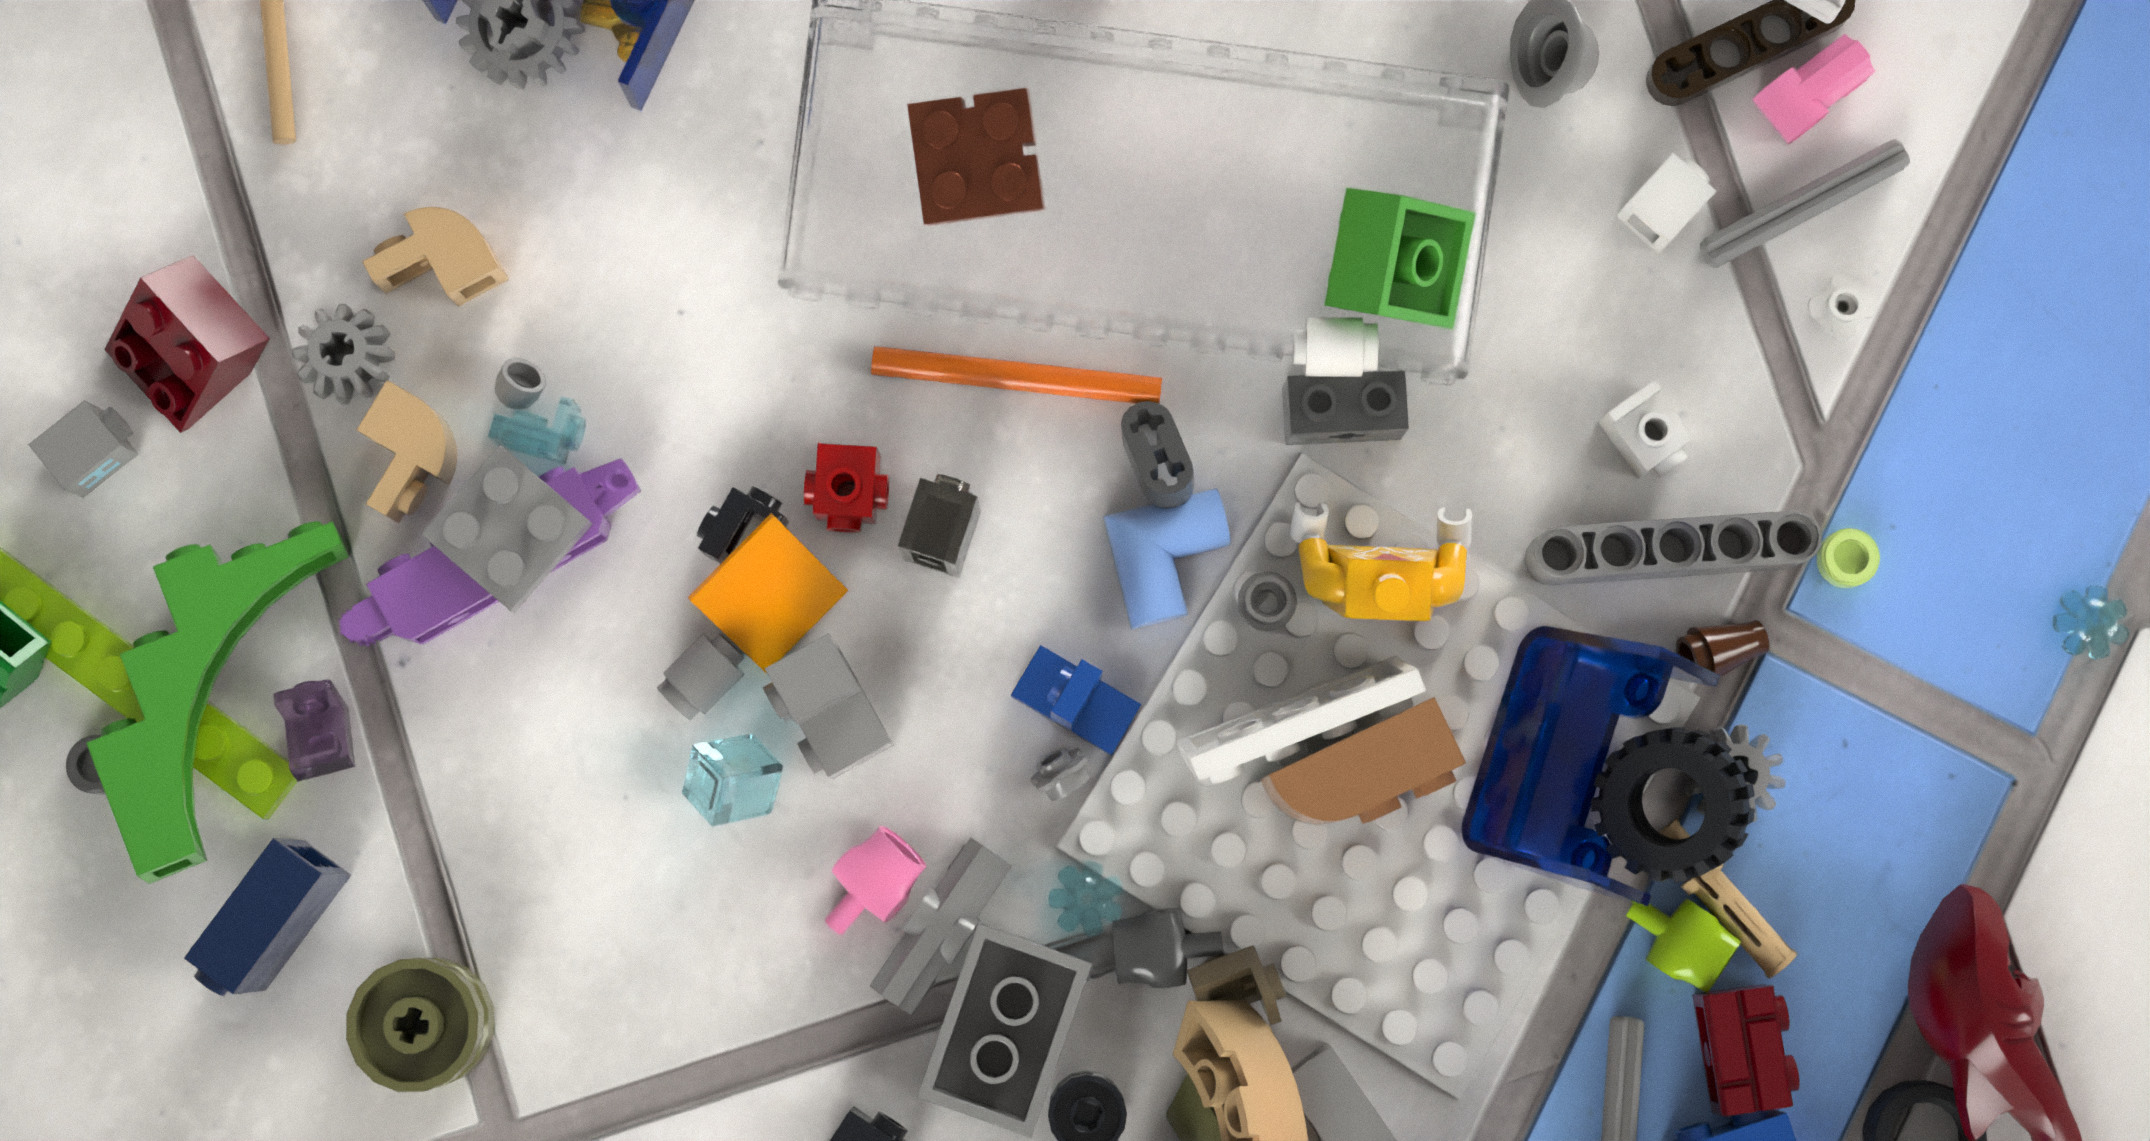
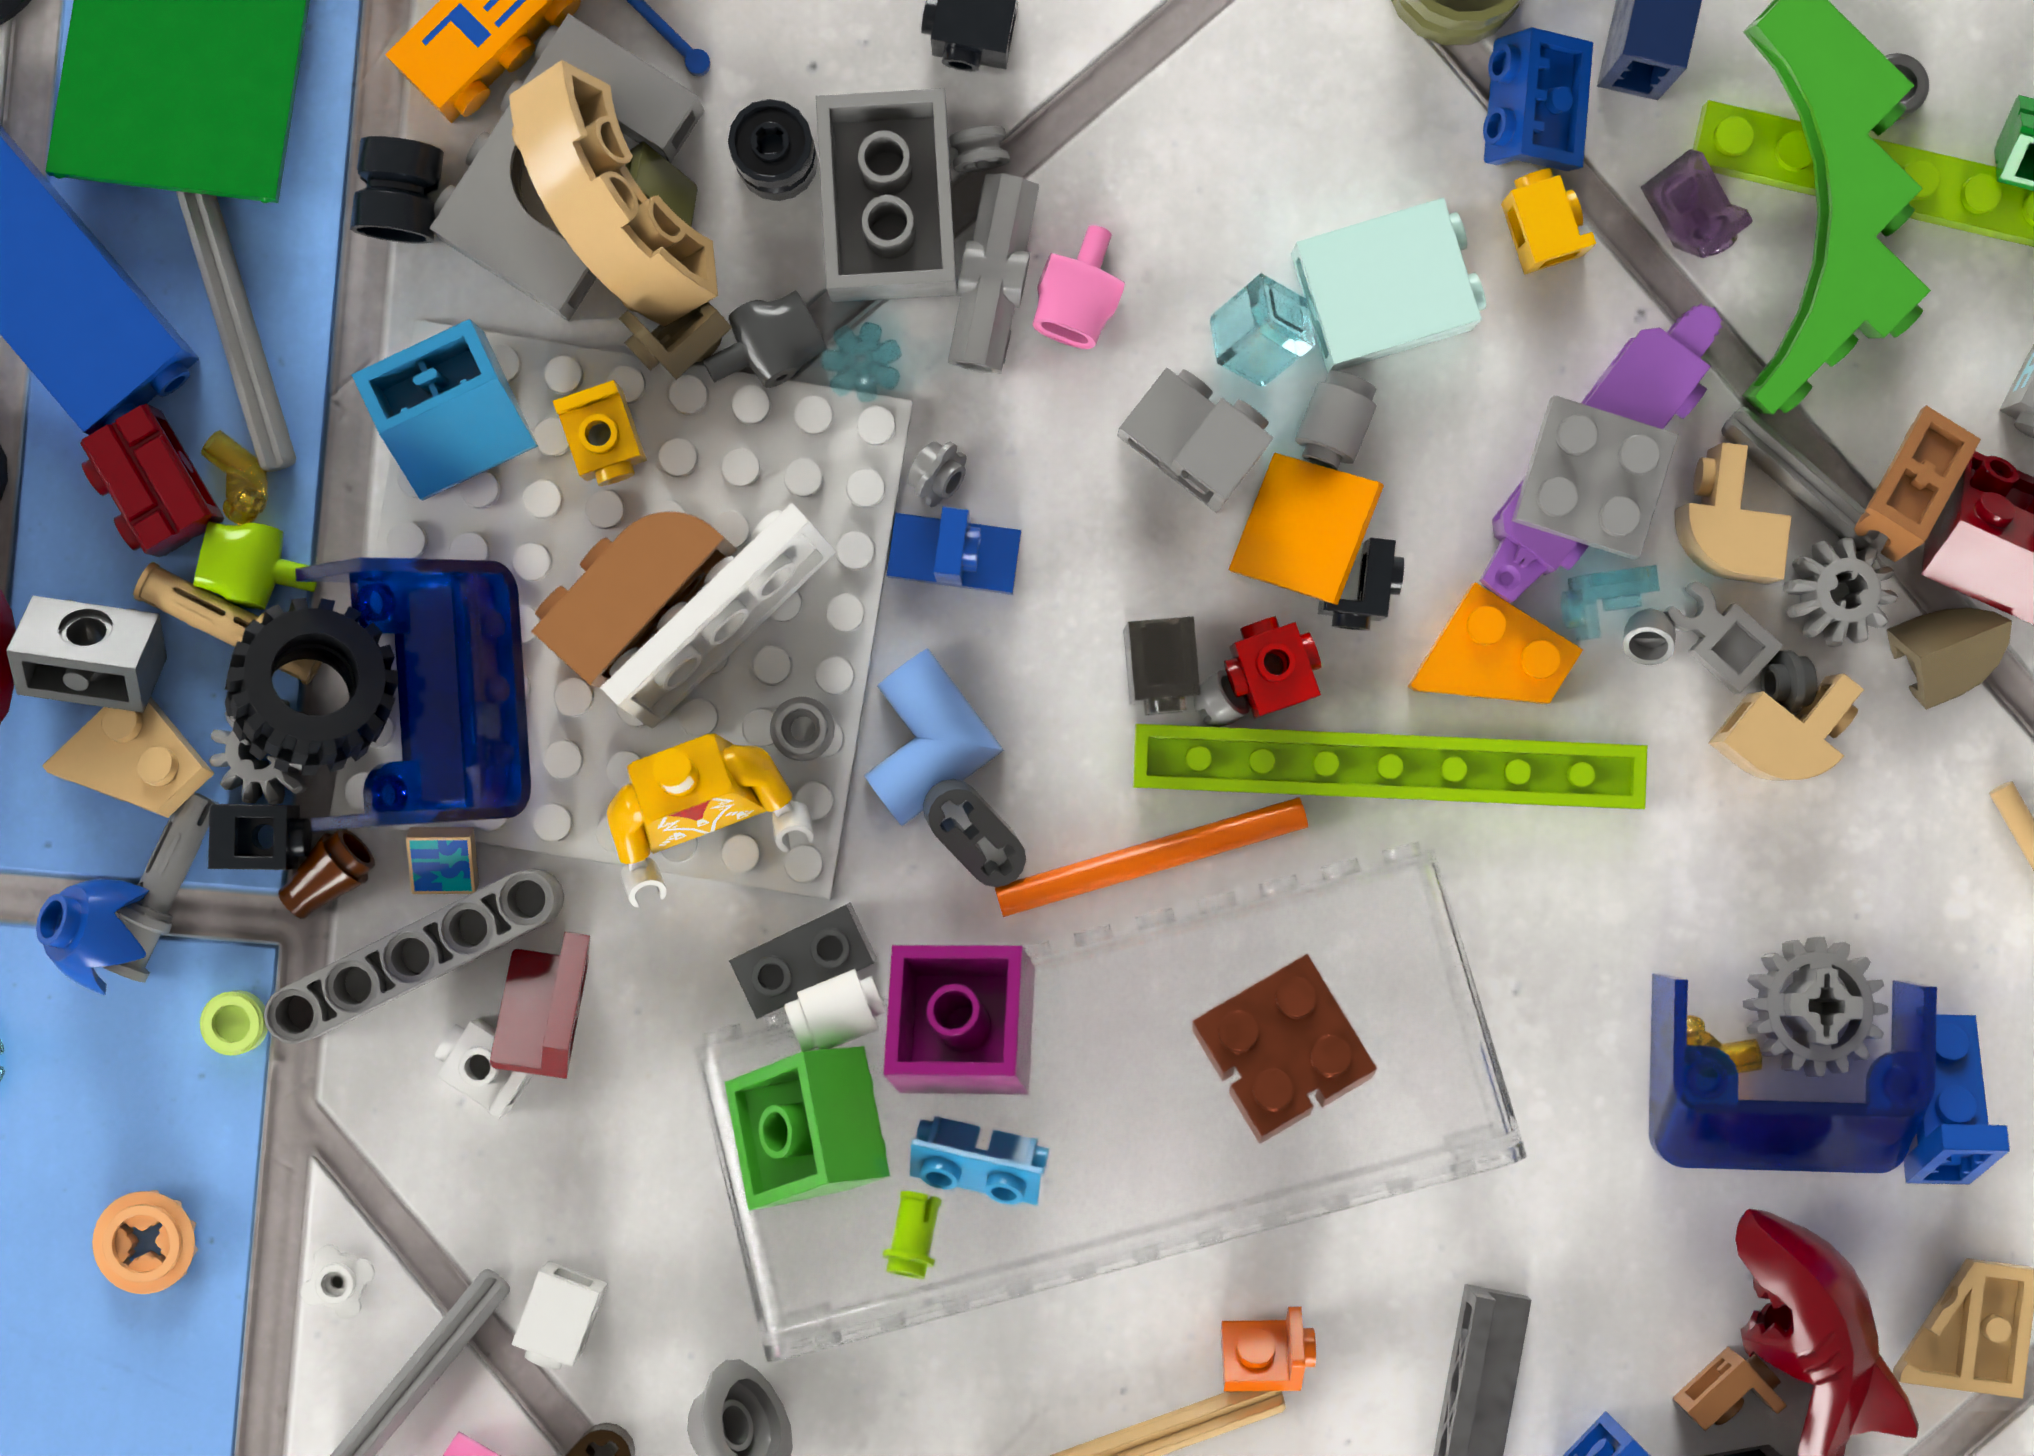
camera: 160 degrees right, 5 degrees up
(236, 412) = (1918, 483): none -> medium nougat hinge
(274, 269) = (1950, 650): none -> dark tan brick
(331, 464) = (1797, 475): none -> light grey axle
(408, 880) = (1538, 99): none -> blue bracket
(419, 298) = (1790, 680): none -> dark grey plate
(449, 771) = (1545, 221): none -> yellow brick
(454, 352) = (1729, 643): none -> light grey plate
(606, 772) = (1388, 284): none -> light aqua brick
(655, 425) = (1495, 653): none -> light orange wing
(785, 367) = (1390, 766): none -> lime plate
(903, 479) = (1220, 701): none -> light grey hinge
(907, 1040) = (979, 149): none -> light grey bush
(1235, 293) = (959, 1019): none -> magenta brick
(1248, 153) = (948, 1158): none -> dark azure hinge
(1323, 943) = (595, 406): none -> yellow brick
(1347, 133) = (913, 1235): none -> lime pin
(1463, 998) = (445, 409): none -> dark azure slope
(1583, 457) = (541, 1009): none -> panel
(1618, 614) = (442, 860): none -> tile
(1661, 1017) = (244, 478): none -> clear yellow arm
(1788, 700) = (236, 842): none -> black brick
(1849, 818) = (133, 759): none -> tan wing
(1887, 680) = (163, 879): none -> light grey pin
(1887, 925) = (87, 654): none -> dark grey brick
(1947, 682) = (85, 933): none -> blue piece
(1996, 380) = (115, 1242): none -> light nougat gear

